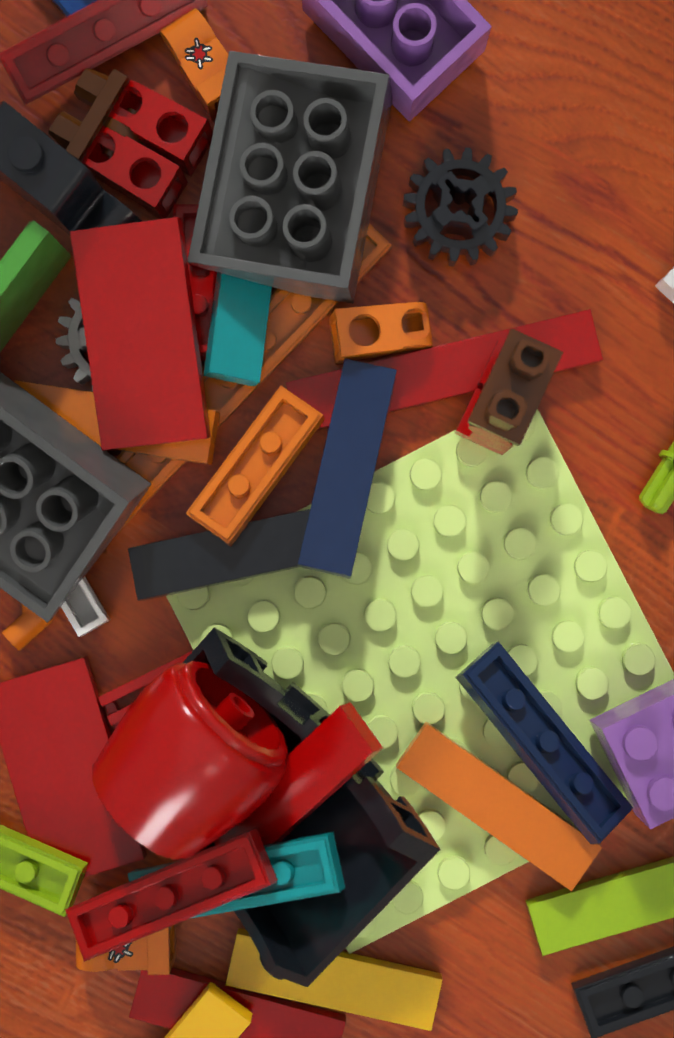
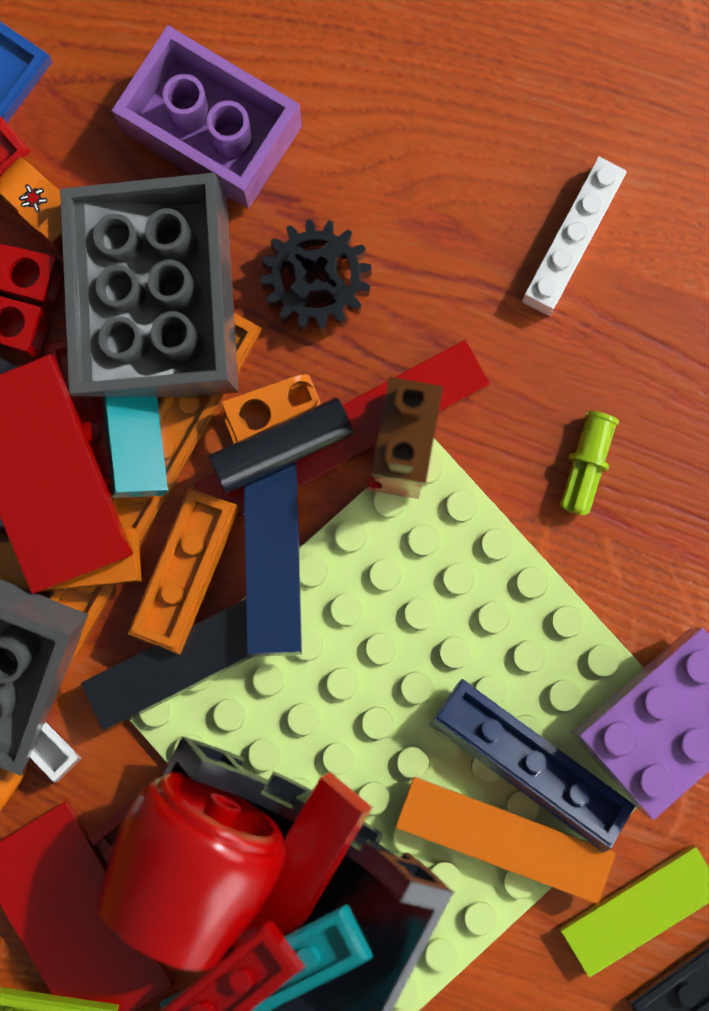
camera: 20 degrees left, 5 degrees down
(383, 367) = (281, 444): none -> black piece

